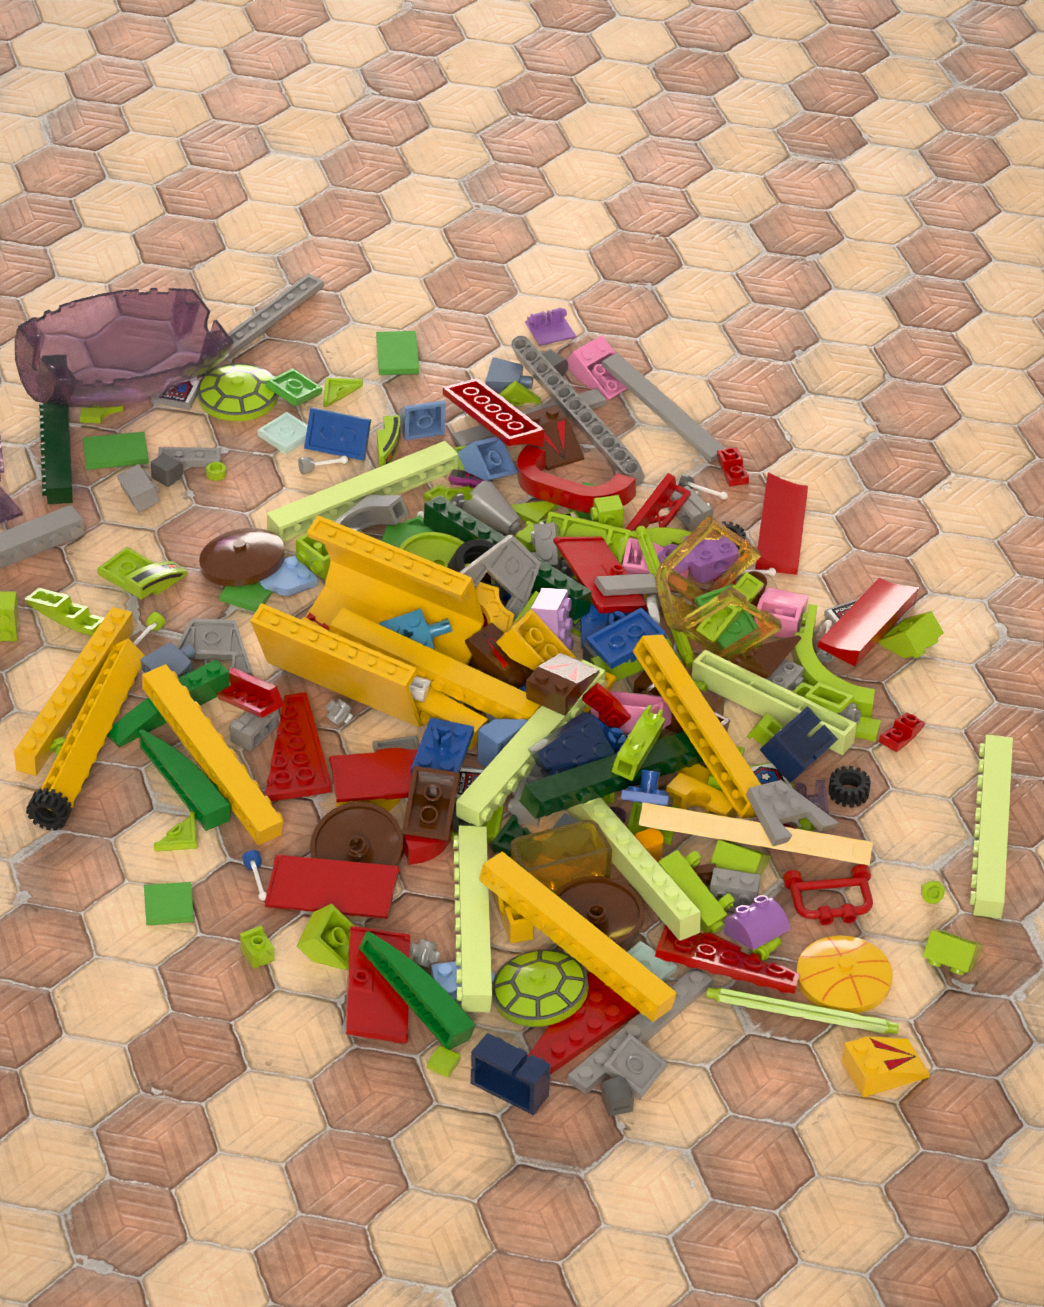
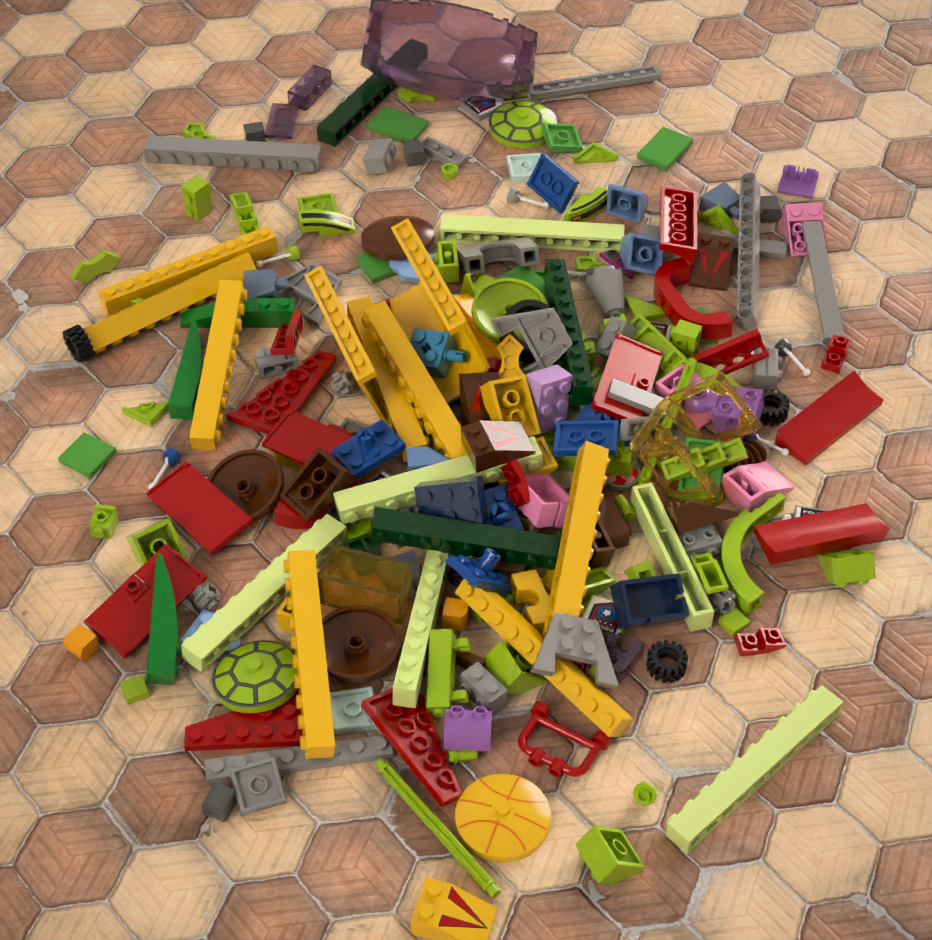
camera: 40 degrees right, 5 degrees up
(357, 1051) = (81, 643): none -> light orange piece
(419, 688) = (391, 391): white brick -> none
(510, 1073) = (157, 730): dark blue piece -> none
(638, 744) = (503, 526): lime brick -> none

